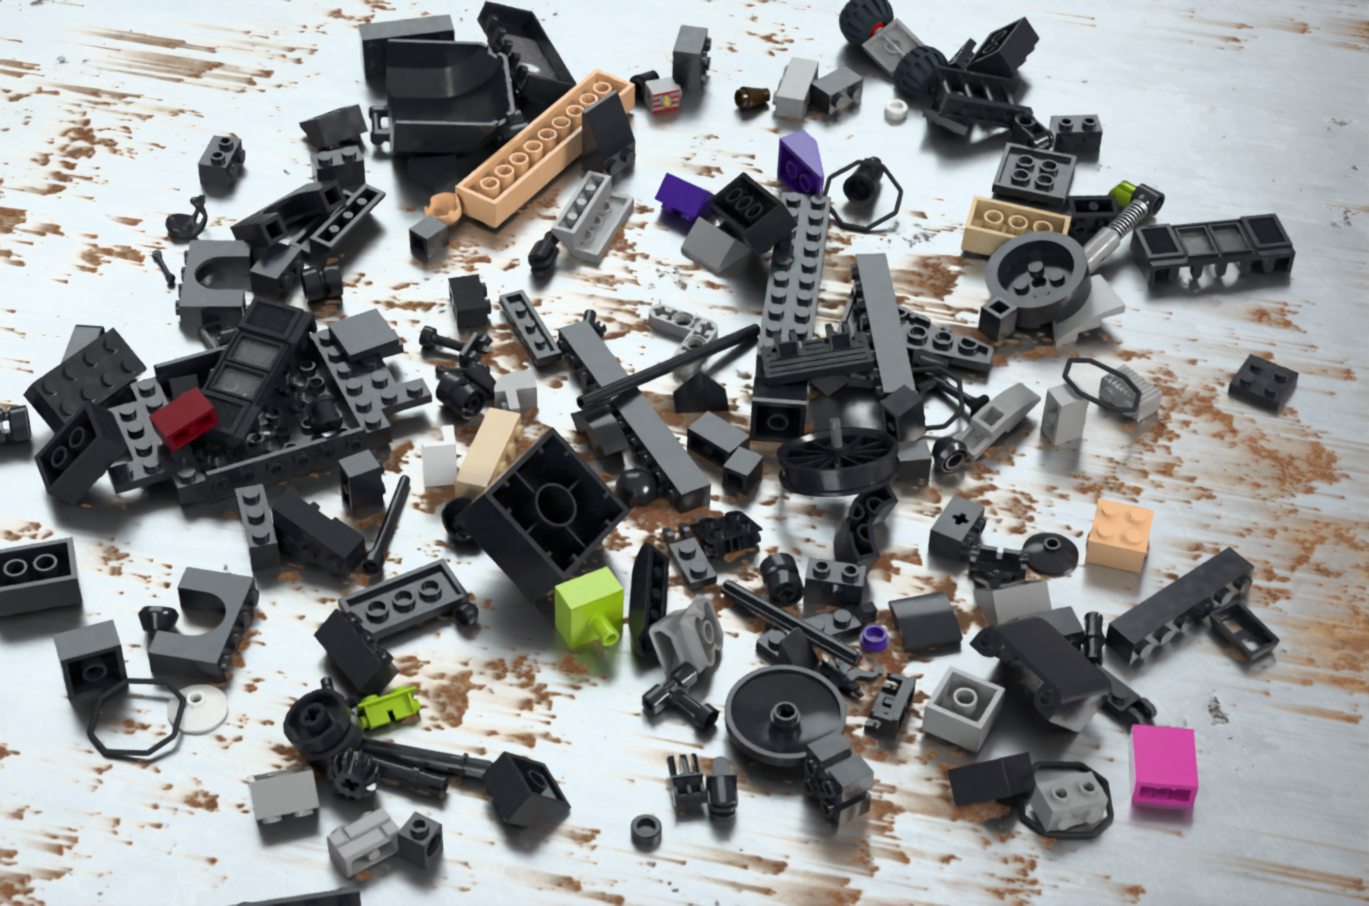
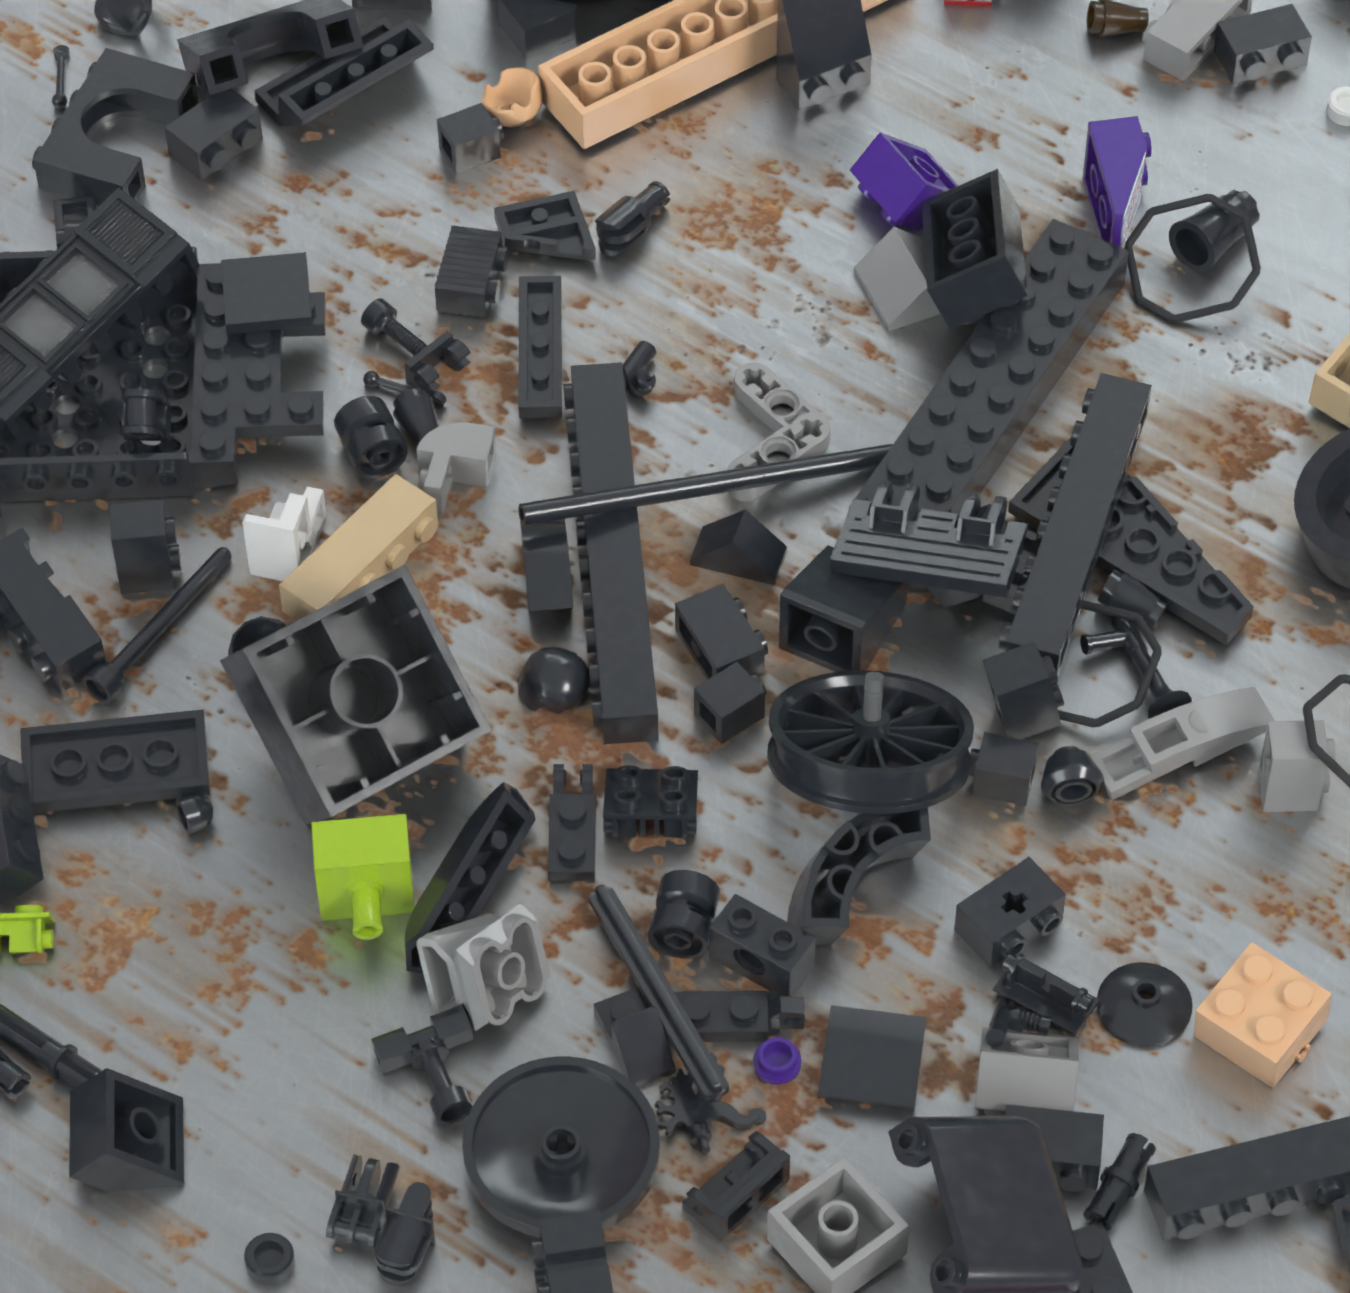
camera: 25 degrees right, 10 degrees up
(321, 282) = (266, 175): black wheel -> none
(500, 268) = (546, 227): none -> black wing
(592, 217) = (736, 175): light grey slope -> none
(997, 318) = (1284, 556): black brick -> none

